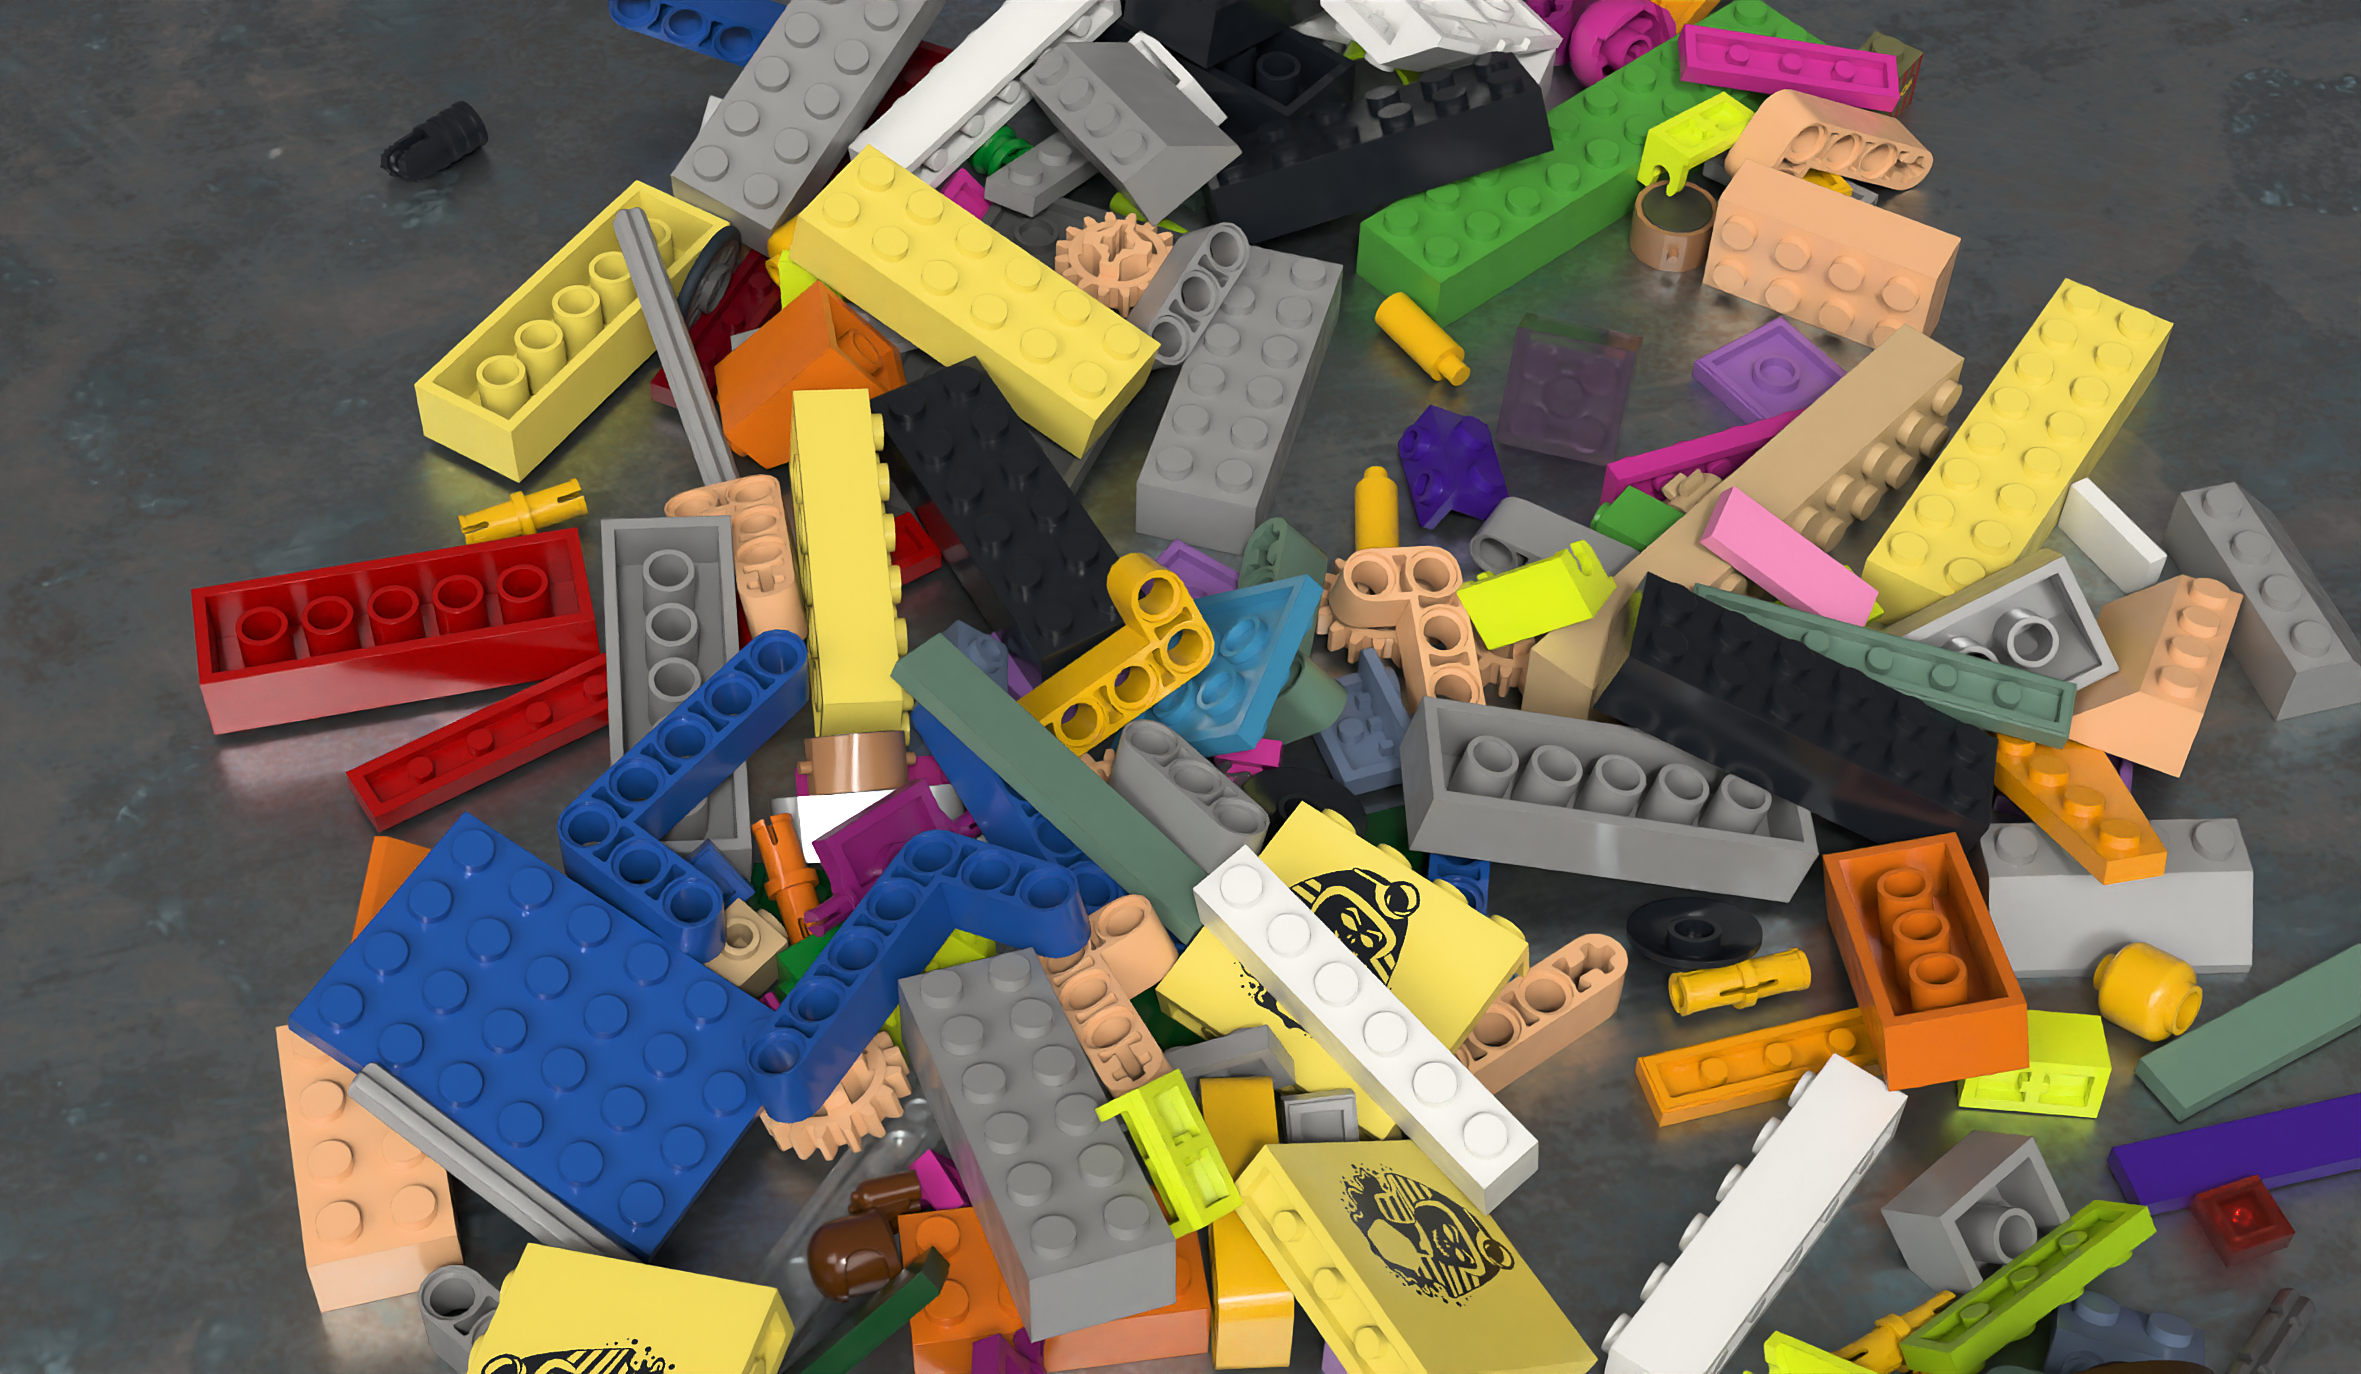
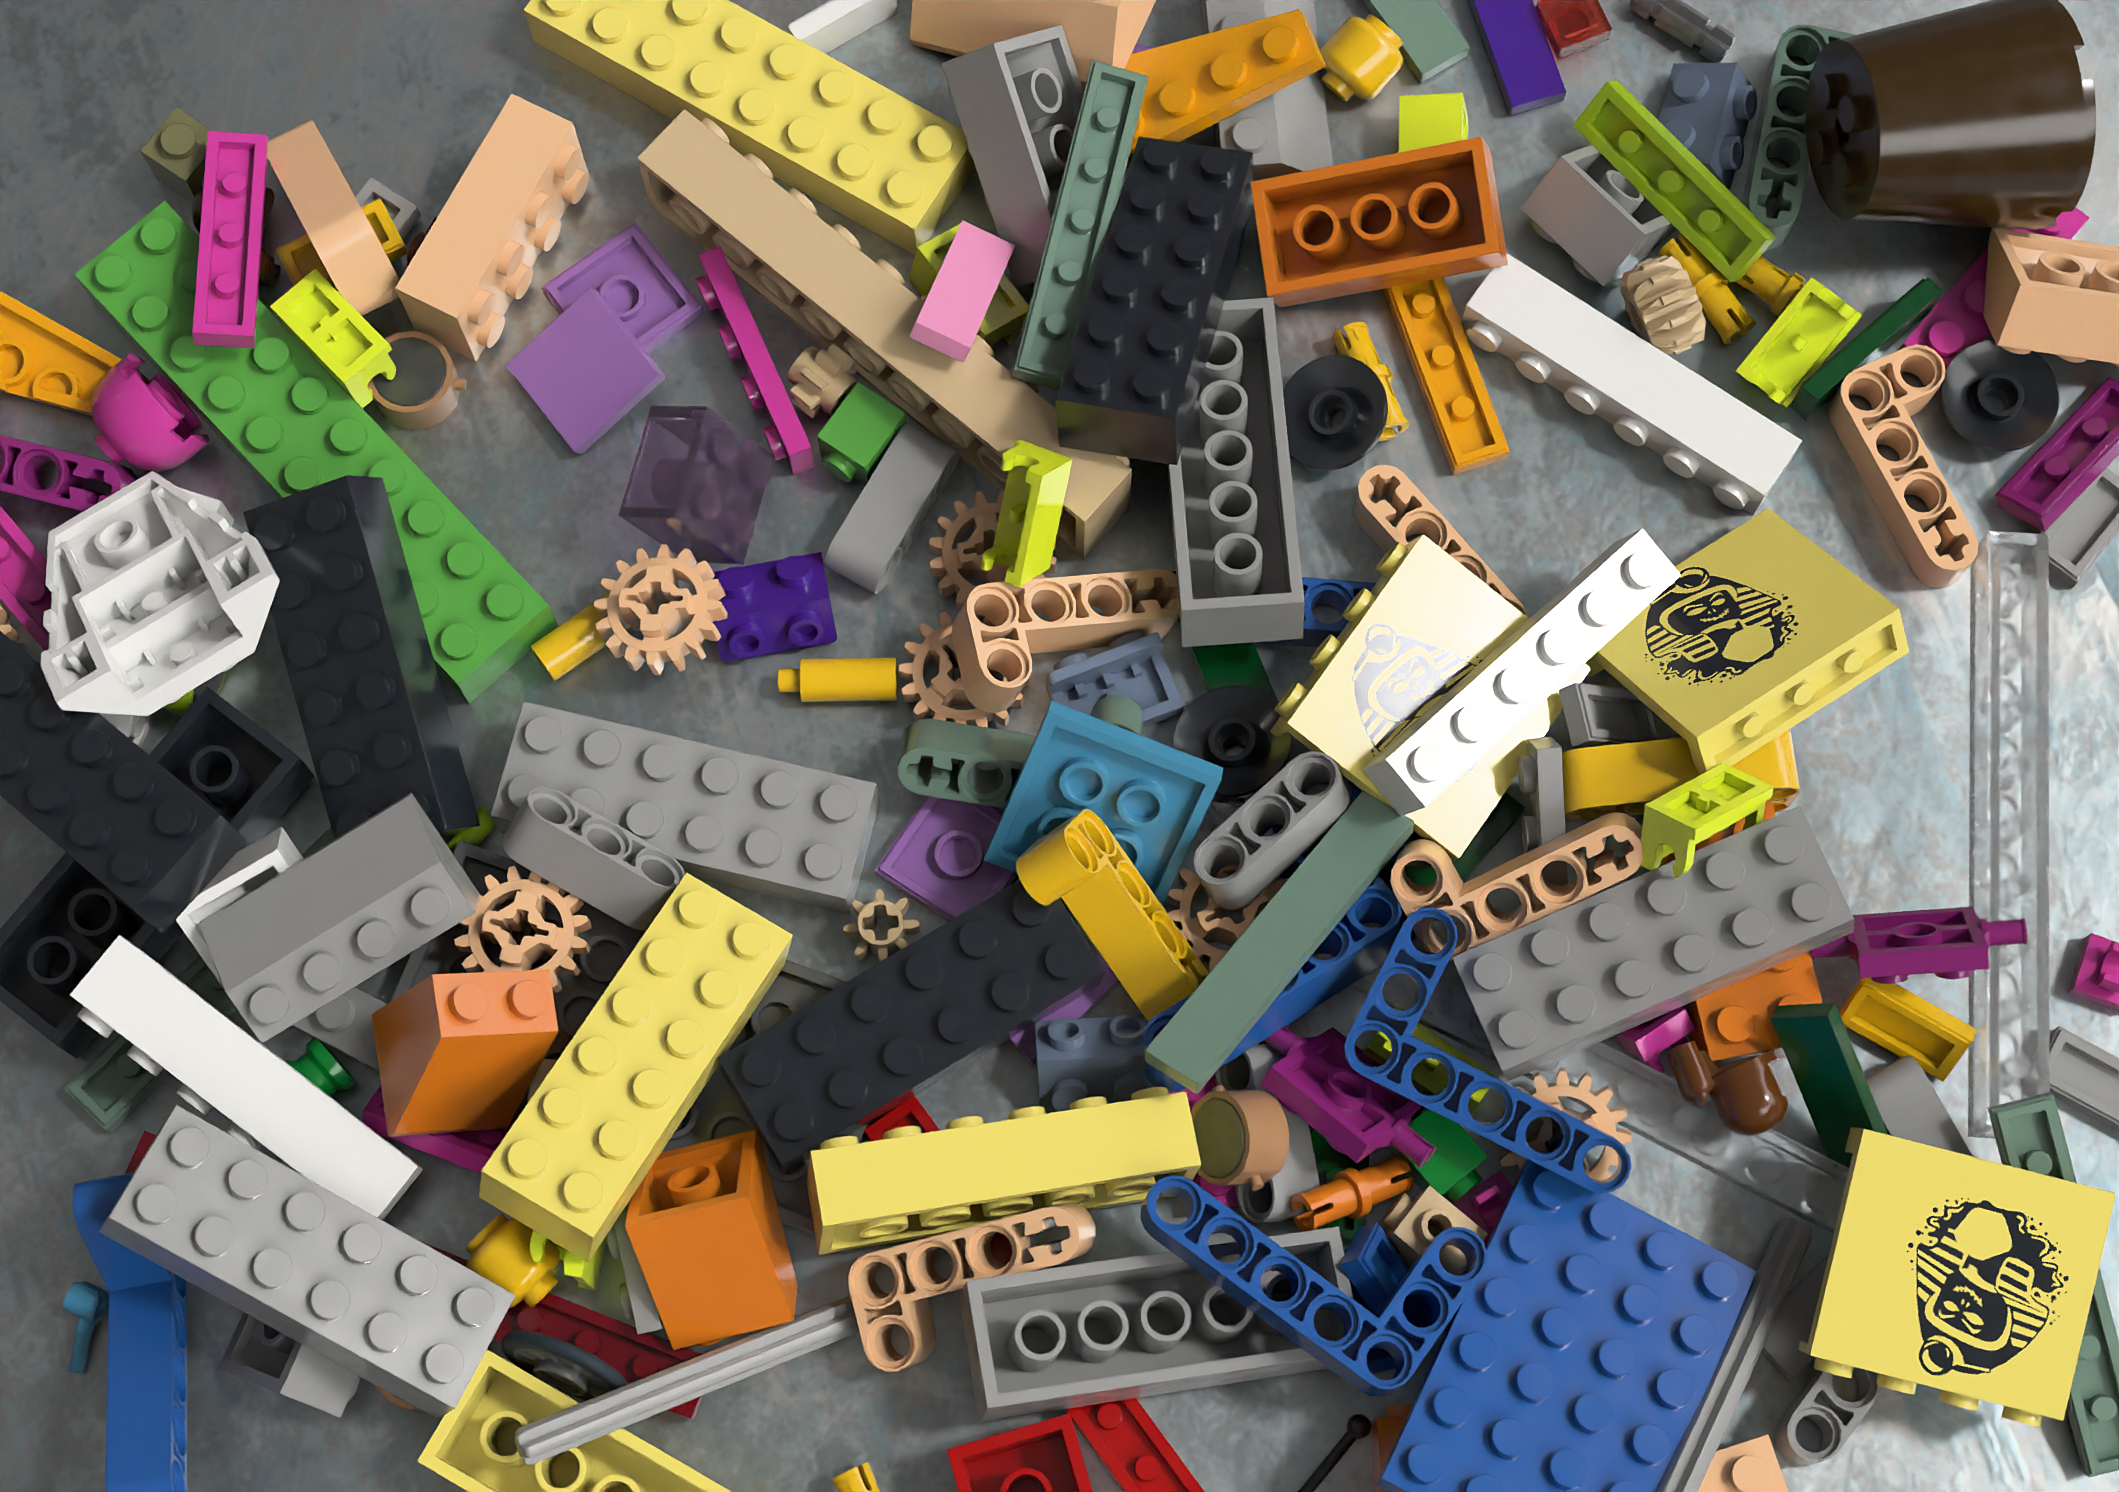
camera: 90 degrees left, 25 degrees up
(1005, 176) = (462, 1049): none -> orange slope
(1121, 525) = (867, 922): none -> tan gear
(1438, 364) = (666, 615): none -> light nougat gear
(1698, 338) = (585, 371): none -> medium lavender tile
(1857, 1266) = (1663, 305): none -> tan gear

